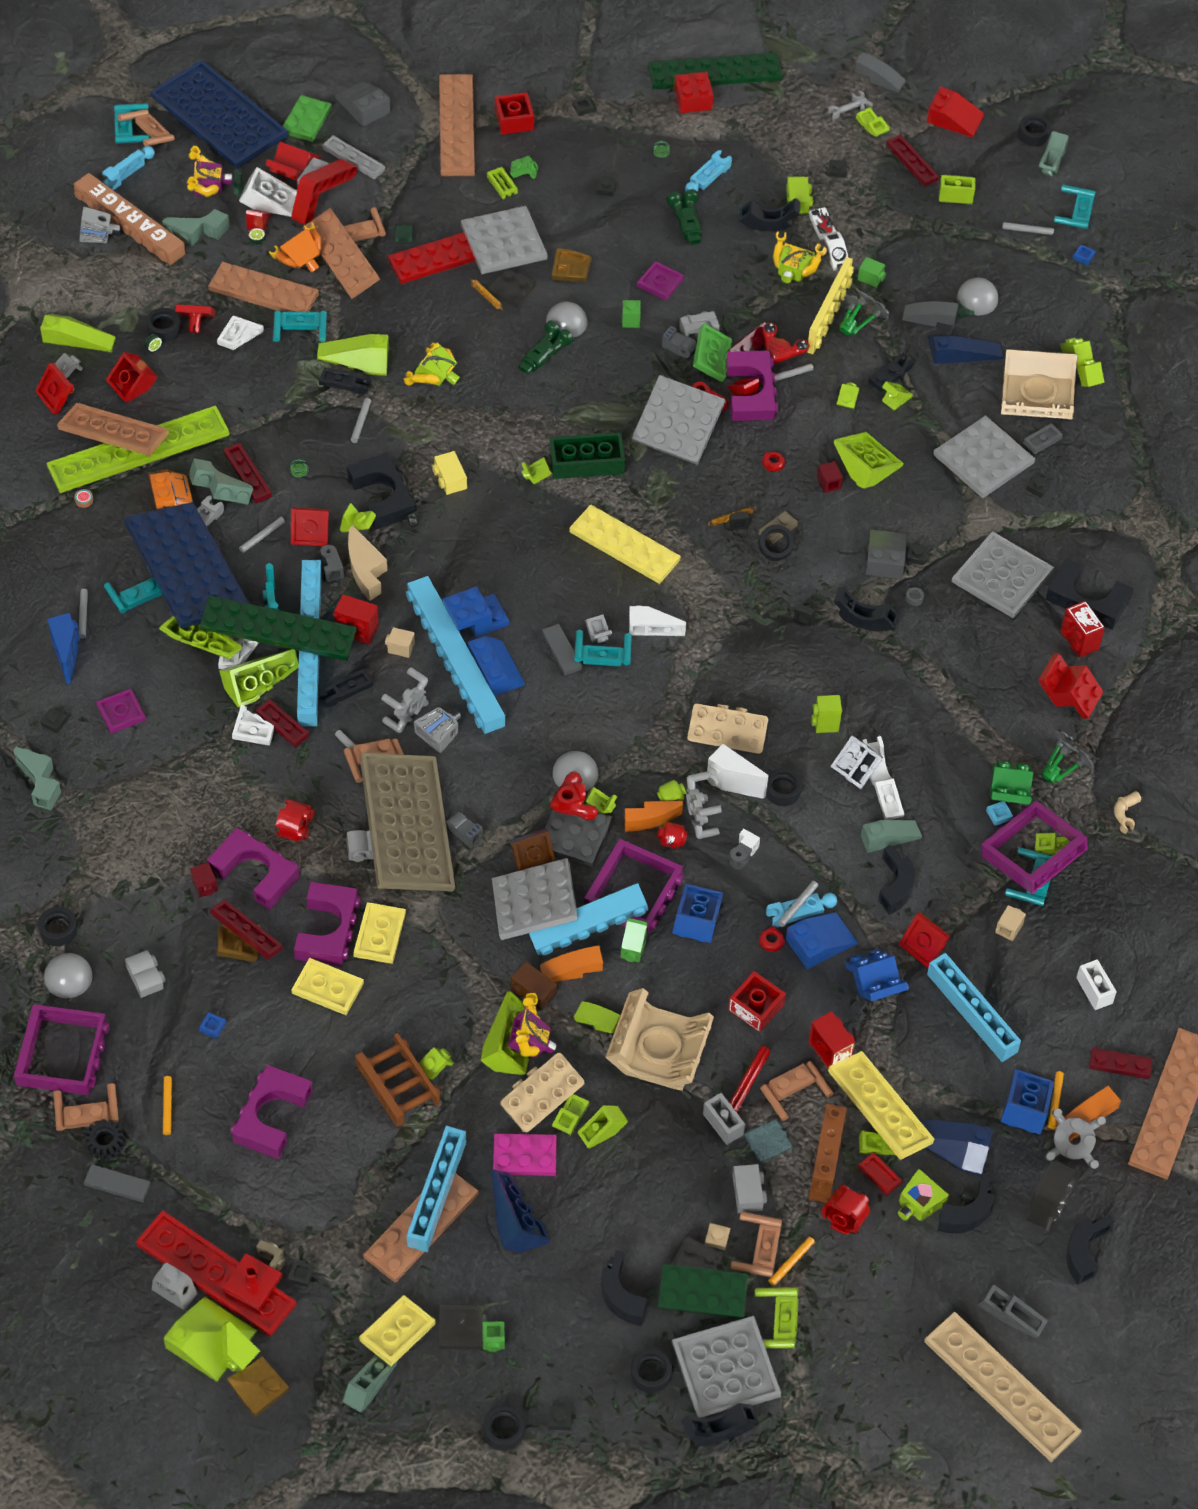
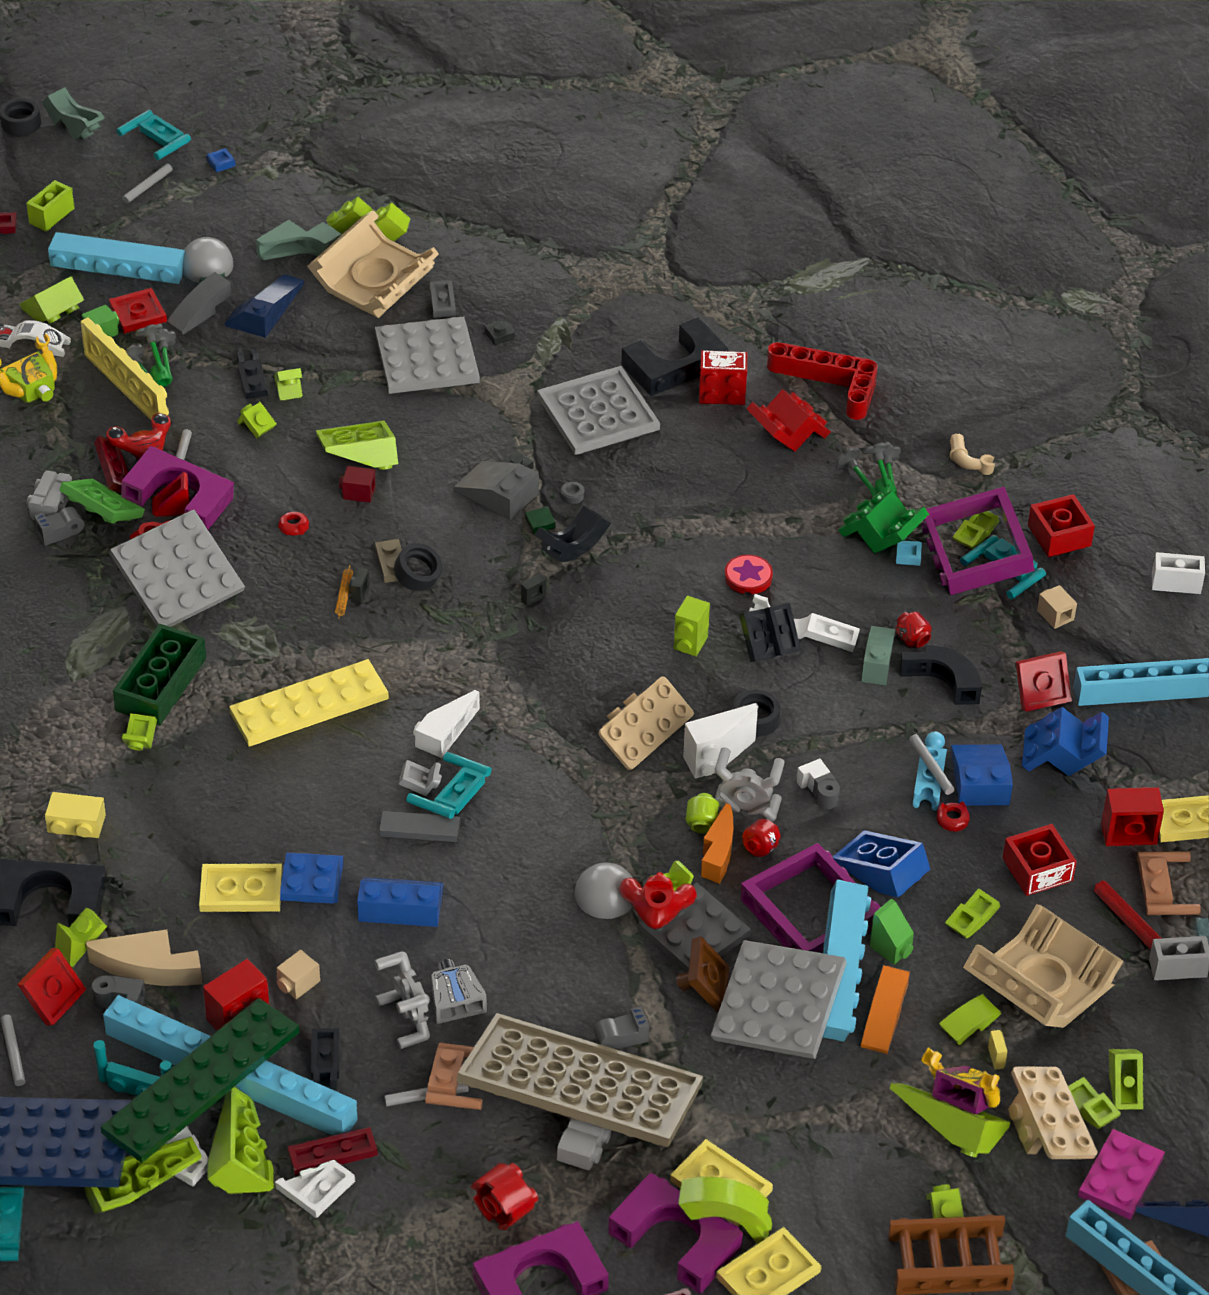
camera: 60 degrees left, 10 degrees down
(352, 939) = (728, 1199): none -> lime arch
(447, 576) = (240, 887): none -> light yellow plate
(455, 655) = (355, 927): medium azure brick -> none
(530, 980) = (892, 1060): reddish brown brick -> none
(579, 1042) = (997, 1049): none -> light yellow tile
(686, 984) = (973, 915): none -> lime slope
(872, 238) = (52, 301): none -> lime slope
(874, 590) = (540, 518): none -> dark green tile
(900, 284) = (138, 310): none -> red plate
(911, 729) = (748, 574): none -> tile
(924, 845) = (913, 629): none -> red head
(939, 248) = (116, 257): none -> medium azure brick
(1030, 328) = (292, 240): none -> sand green arch
(1090, 893) = (1061, 525): none -> red brick
(1156, 708) = (828, 367): none -> red beam

